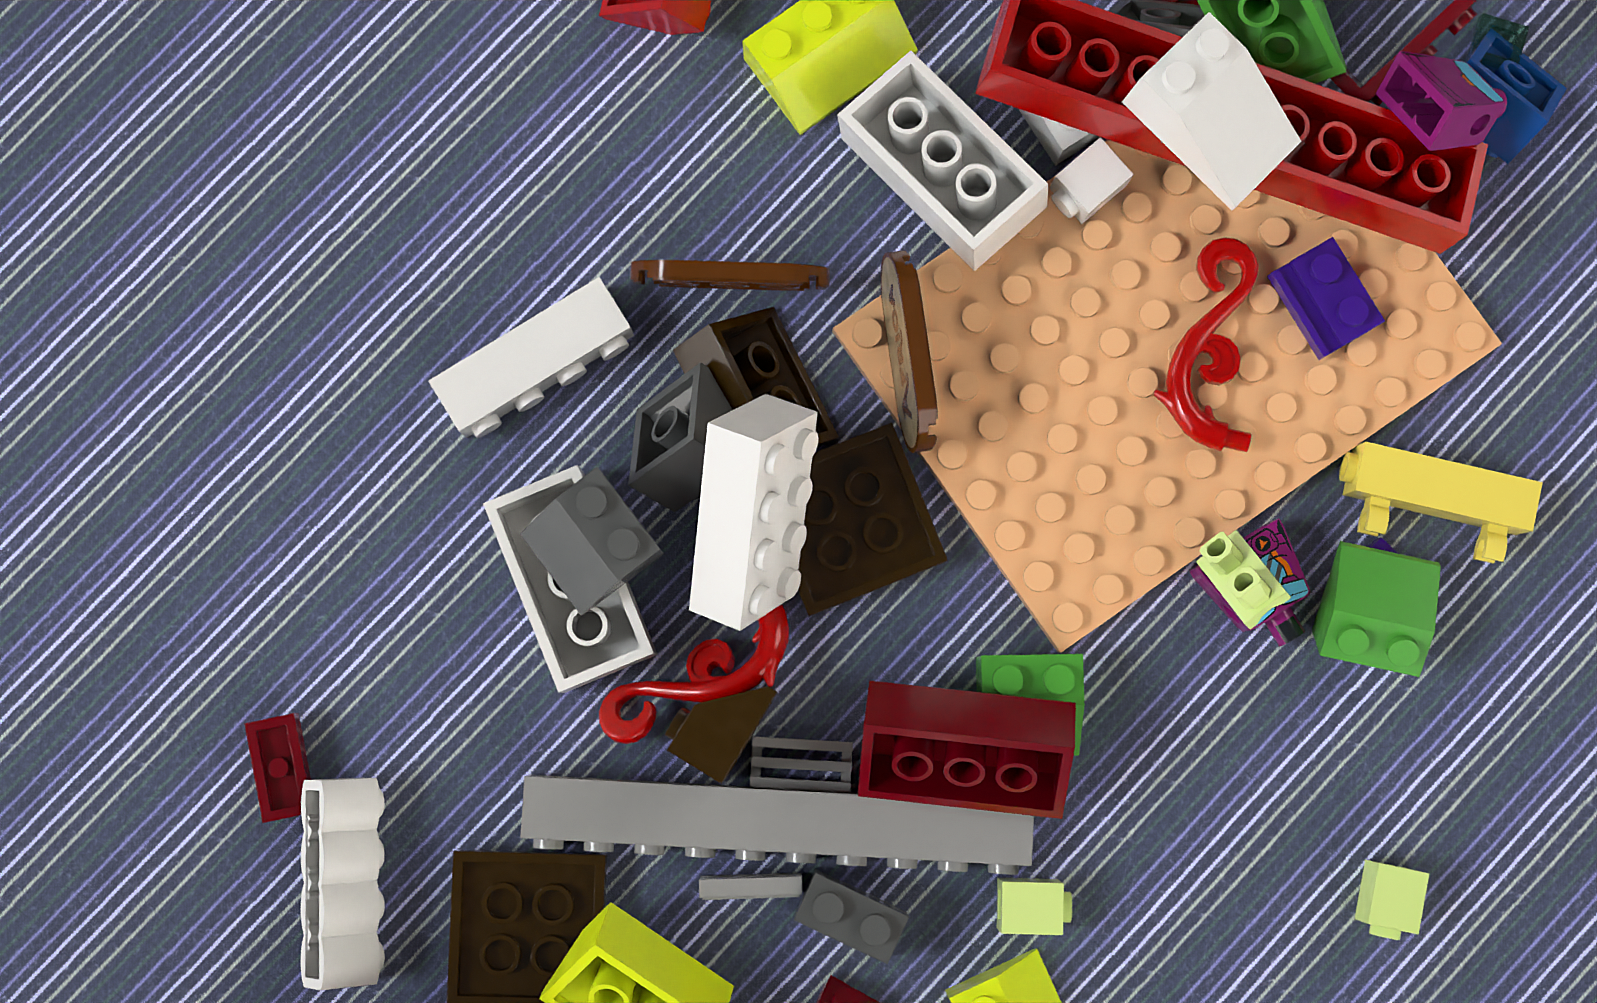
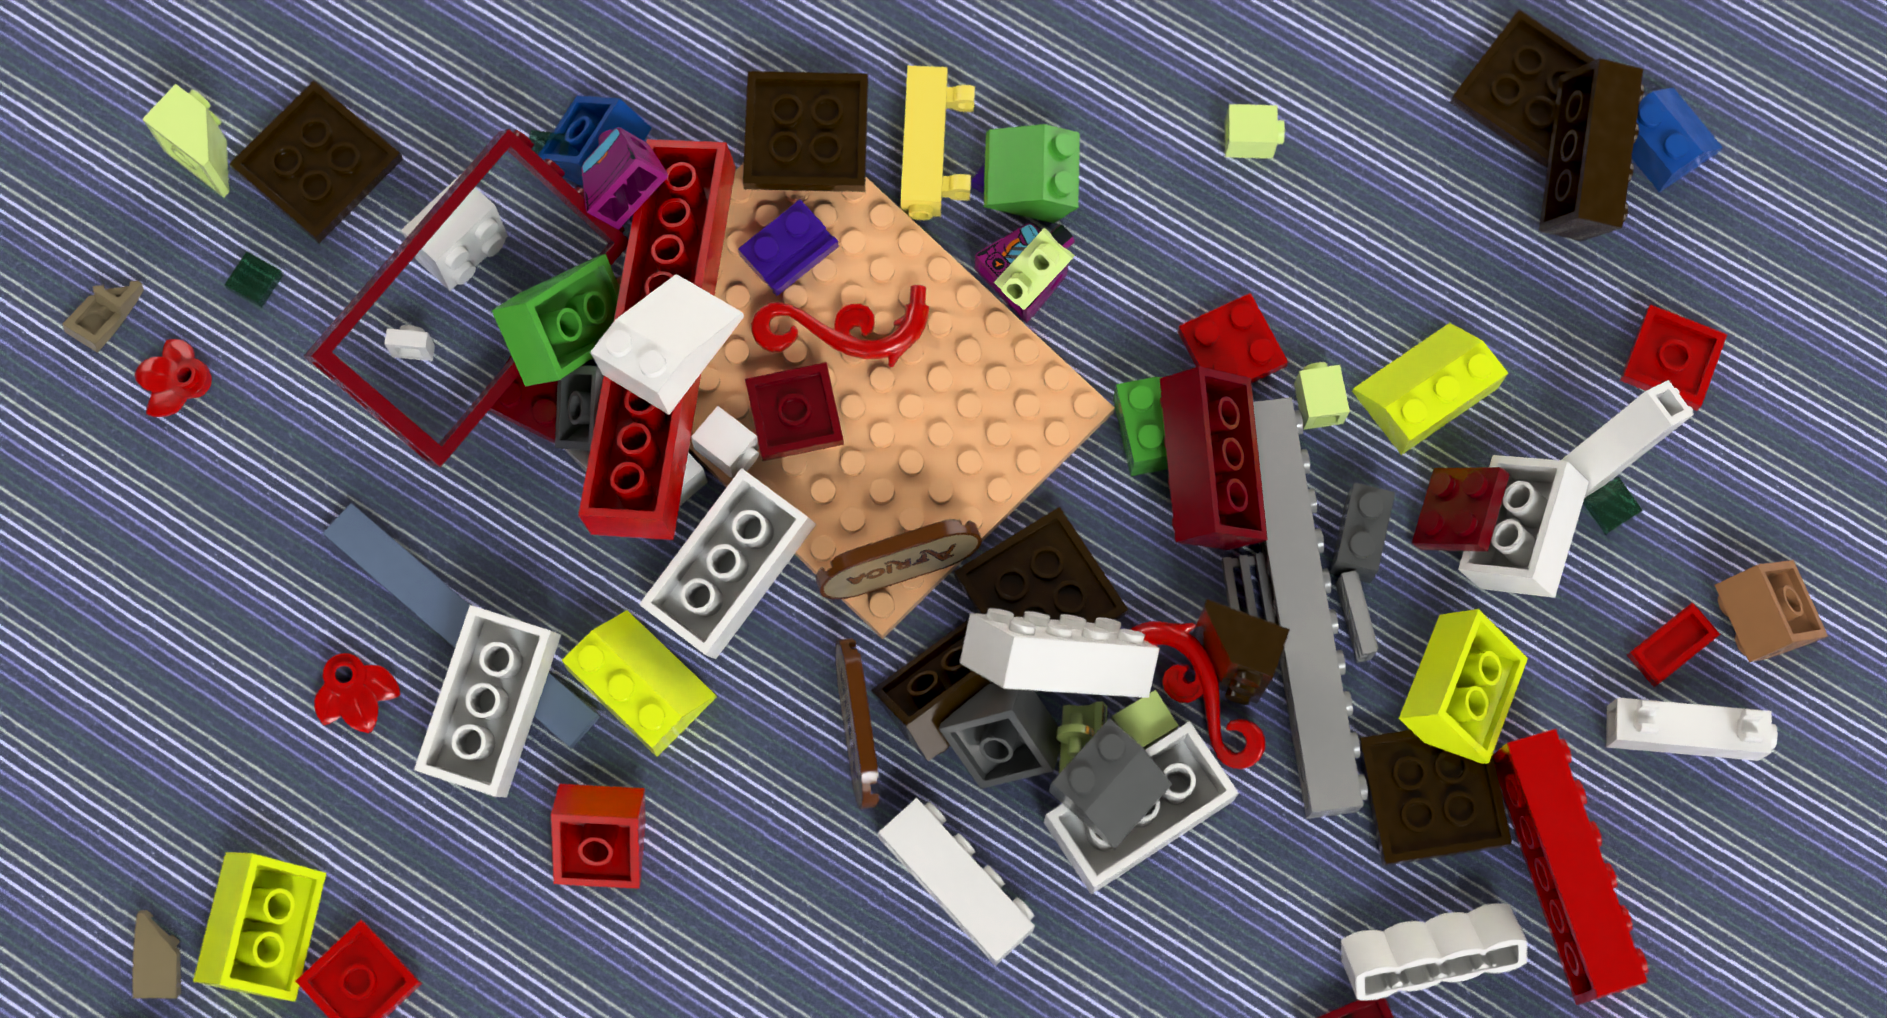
camera: 100 degrees left, 10 degrees down
(667, 602) = (1146, 720): none -> yellowish green brick
(669, 527) = (1078, 727): none -> yellowish green hips
(1116, 268) = (794, 411): none -> dark red plate
(1117, 814) = (1234, 340): none -> red plate
(1473, 343) = (806, 131): none -> dark brown plate

